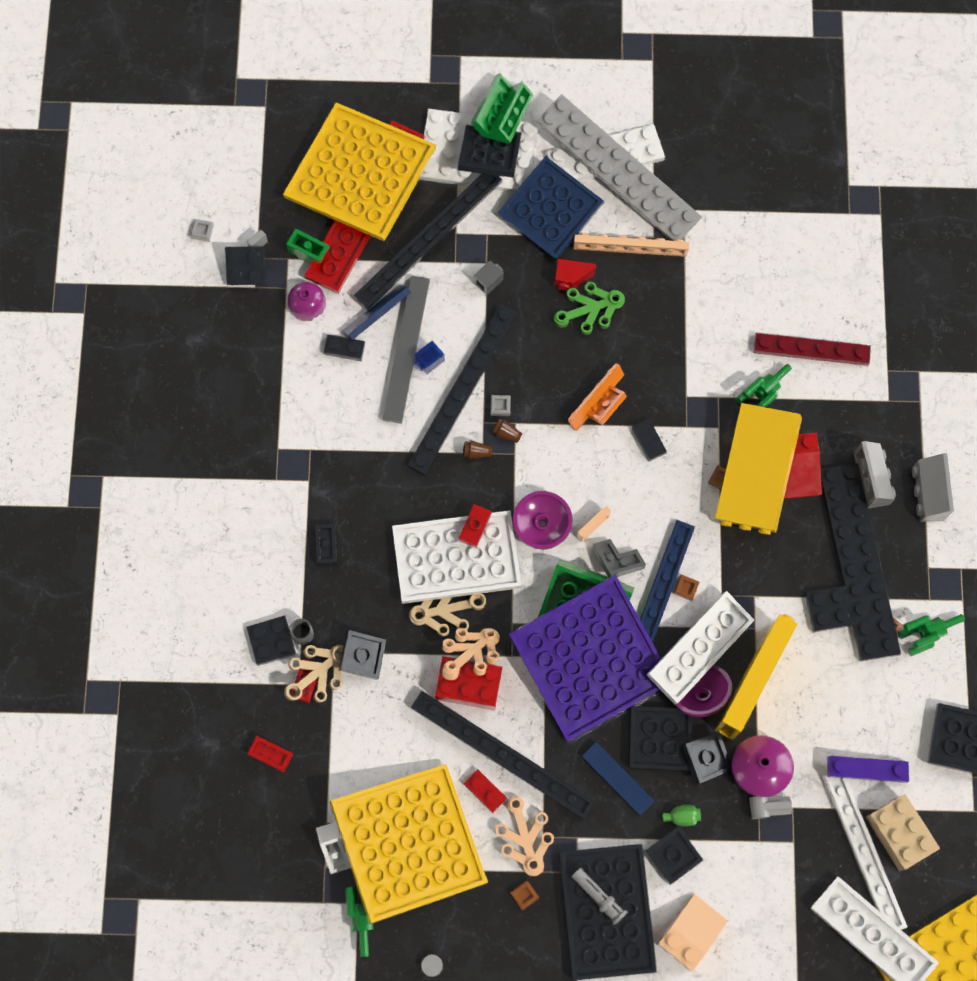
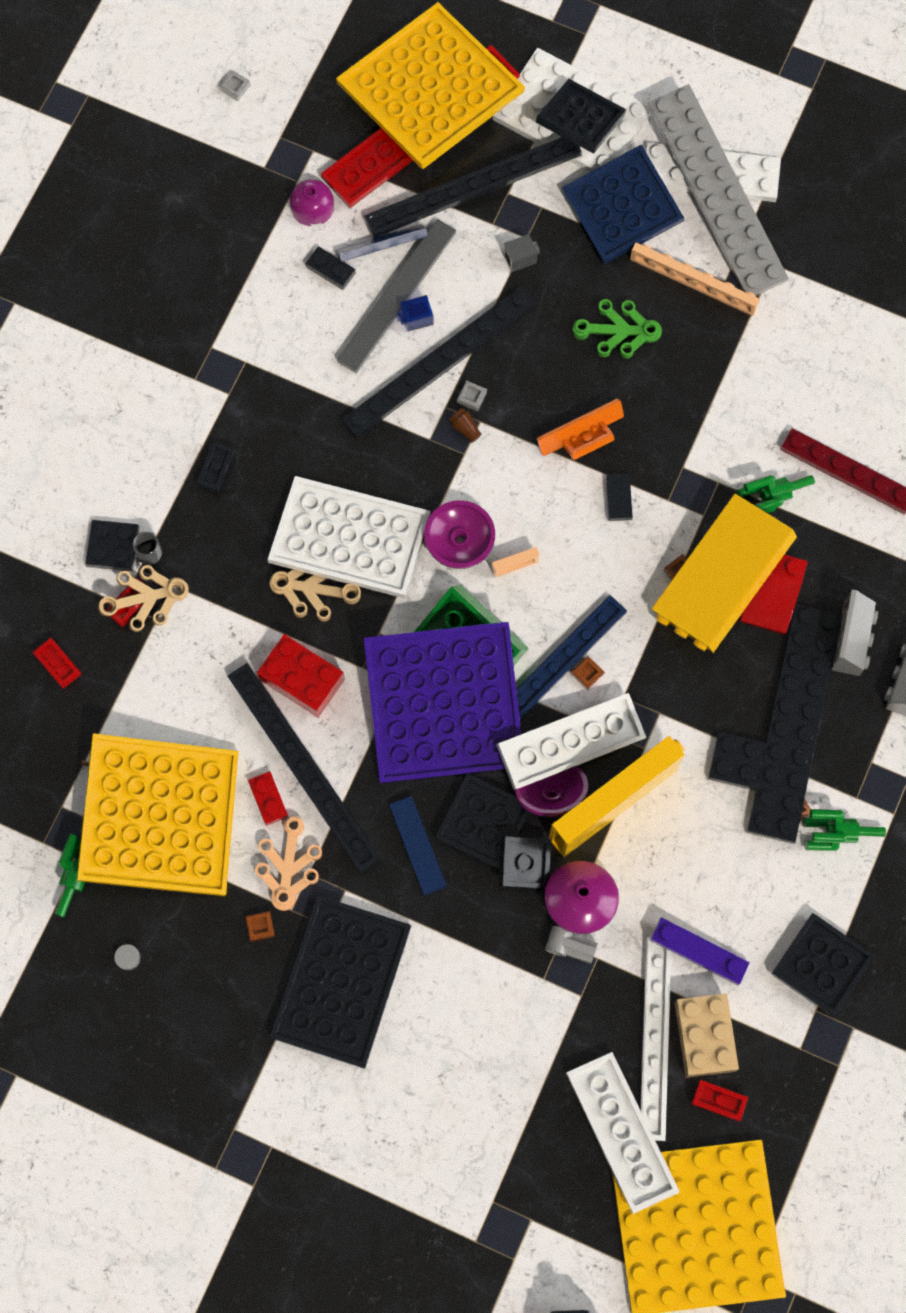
camera: 25 degrees right, 0 degrees up
(245, 265) = (262, 138): black plate -> none
(258, 239) = (287, 118): light grey tile -> none
(306, 247) = (335, 143): green slope -> none
(333, 848) = (74, 788): white slope -> none
(362, 655) = (200, 599): plate -> none
(475, 526) = (383, 511): red plate -> none
(476, 450) = (422, 432): reddish brown cone -> none
(486, 638) = (344, 637): light nougat plant -> none
(502, 109) = (616, 76): green slope -> none
(572, 274) = (615, 284): red slope -> none
(606, 903) = (341, 970): light grey pin -> none
(616, 563) = (520, 614): dark grey plate -> none
(674, 855) = (441, 952): black plate -> none
(683, 815) = (471, 915): bright green plant -> none
(692, 933) = (423, 1043): light nougat slope -> none
(934, 878) = (719, 1100): none -> red plate

